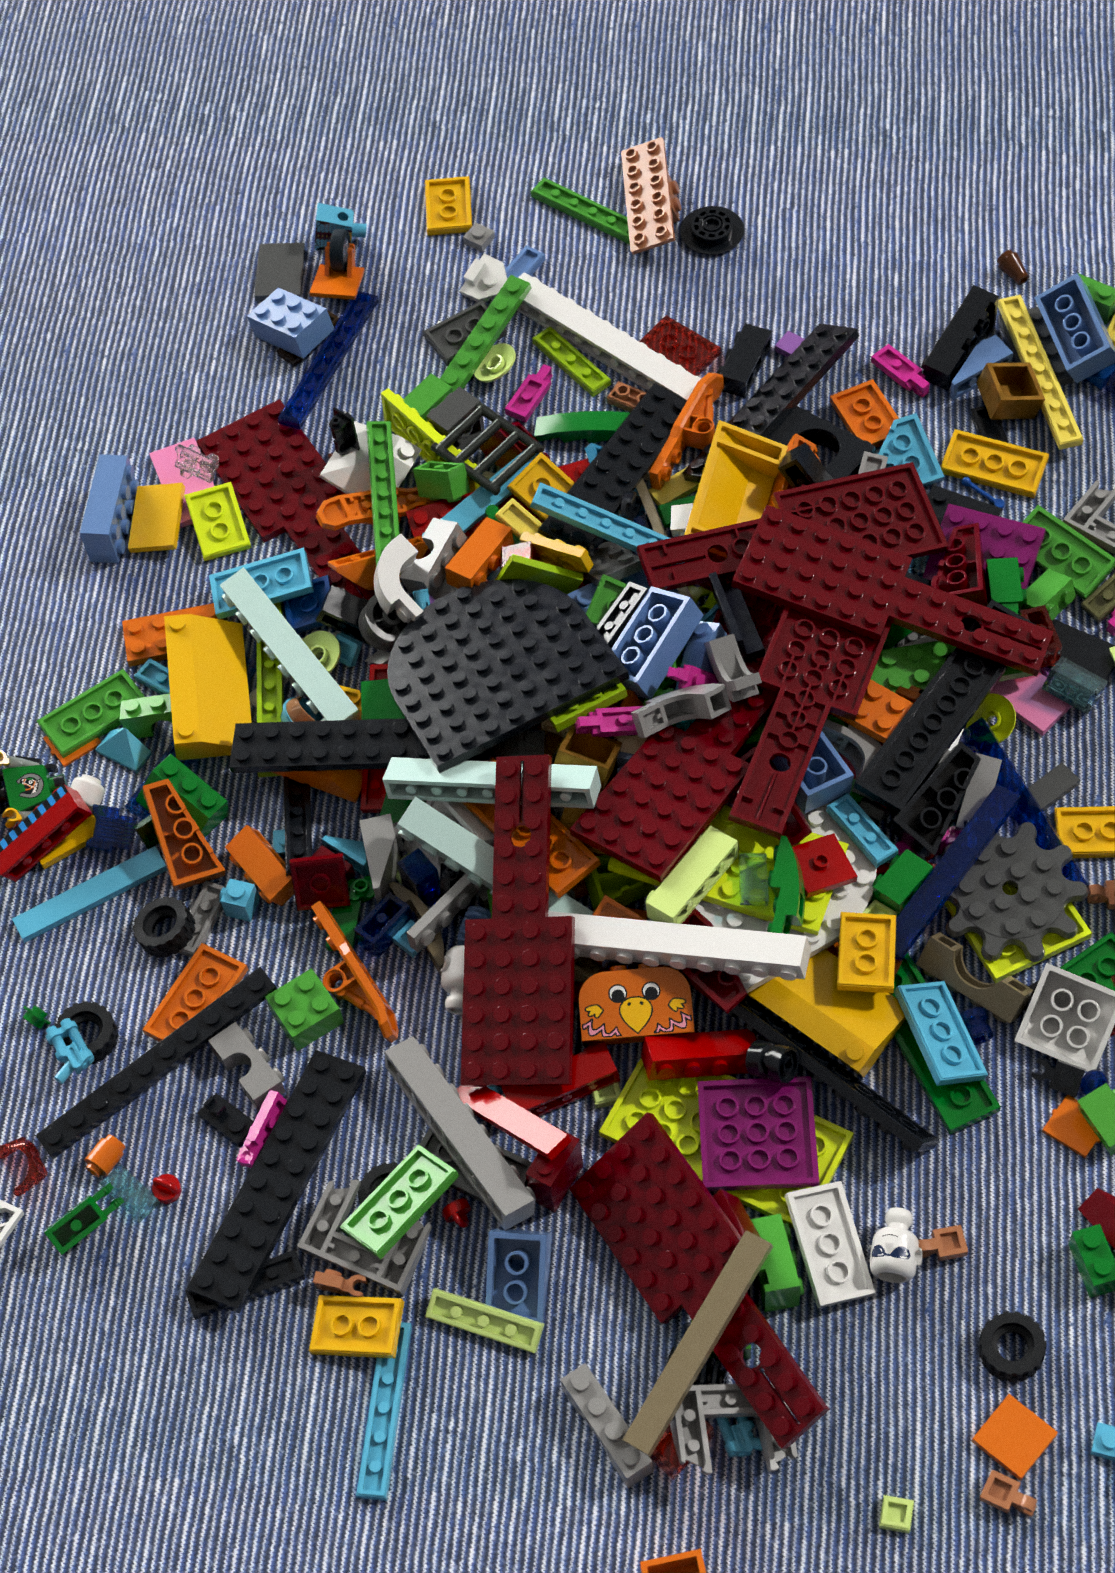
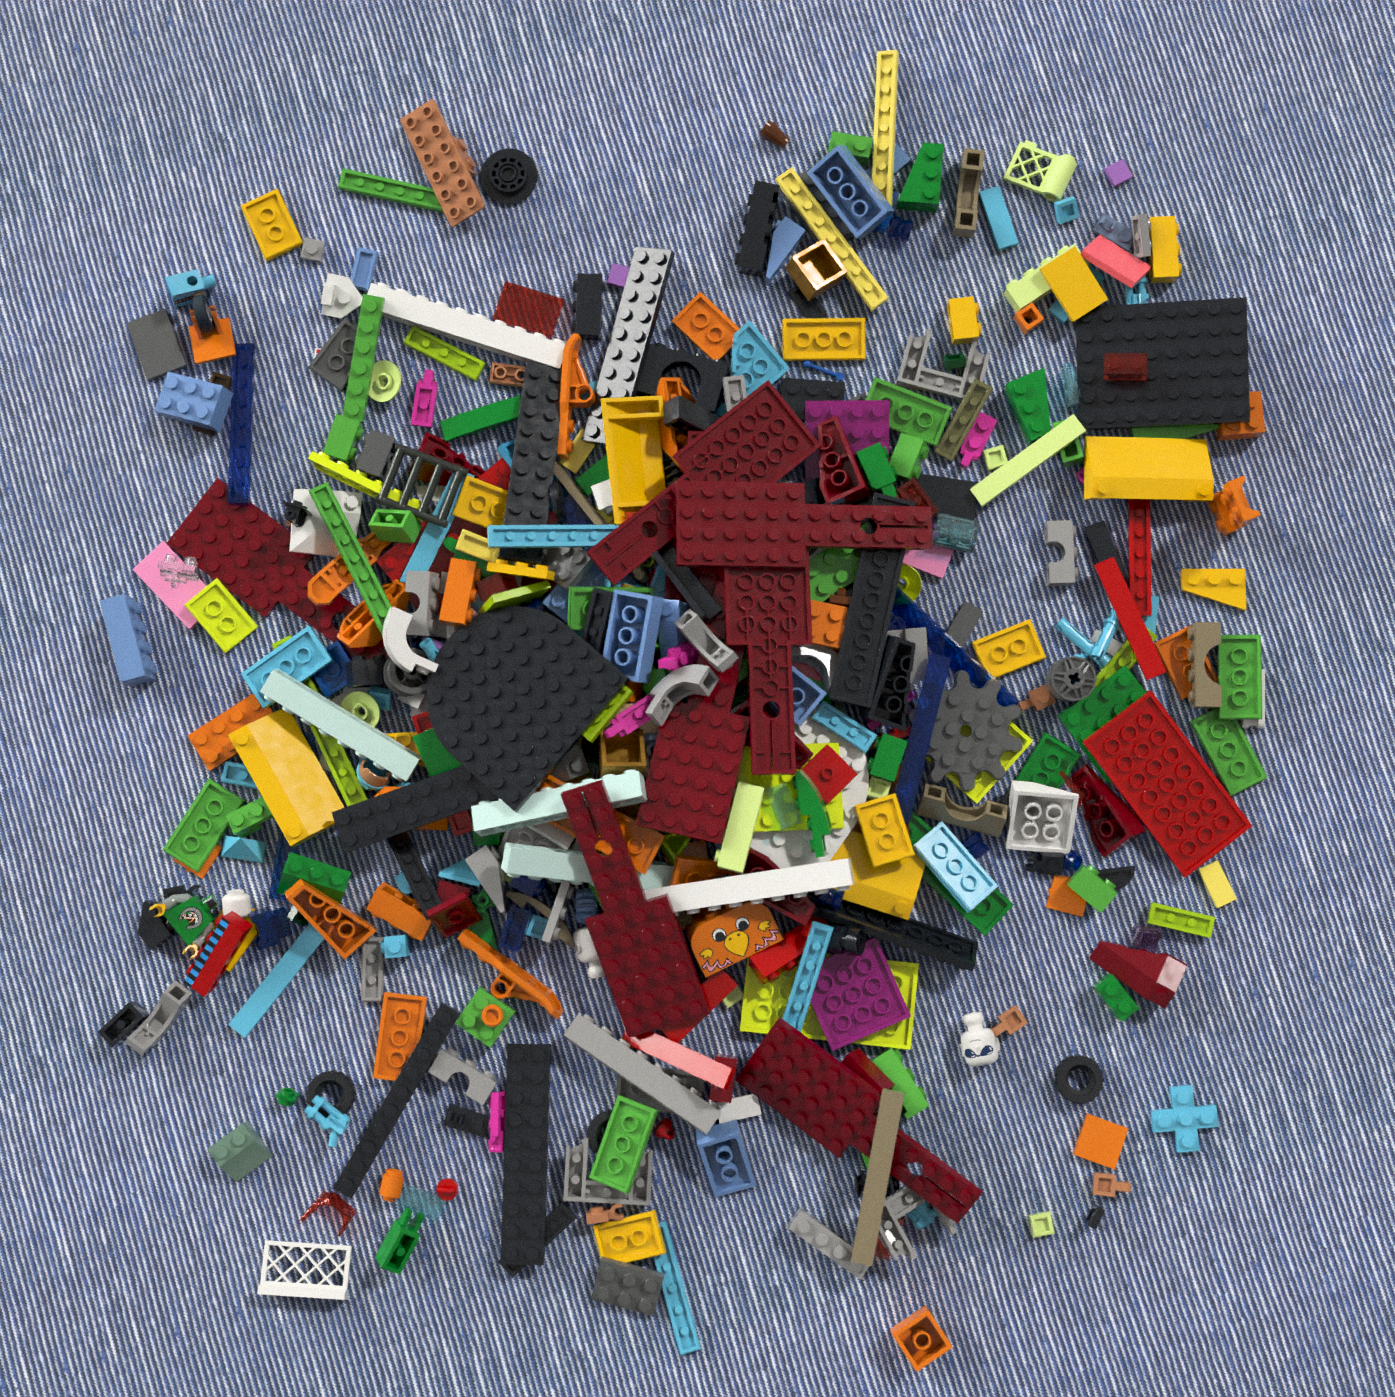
camera: 25 degrees left, 25 degrees up
(156, 517) = (169, 630): yellow tile -> none
(172, 941) = (333, 990): black tyre -> none
(311, 998) = (492, 1015): none -> orange tile
(328, 1382) = (627, 1286): none -> dark grey plate
(484, 1320) = (715, 1199): yellowish green tile -> none
(563, 1224) = (739, 1108): none -> white tile
(709, 1081) = (807, 974): none -> medium azure tile
(772, 1007) = (835, 899): none -> clear blue wheel
(829, 1244) = (932, 1055): white plate -> none
(901, 370) = (718, 272): dark pink hinge -> none
(972, 1526) = (1094, 1216): none -> black tile

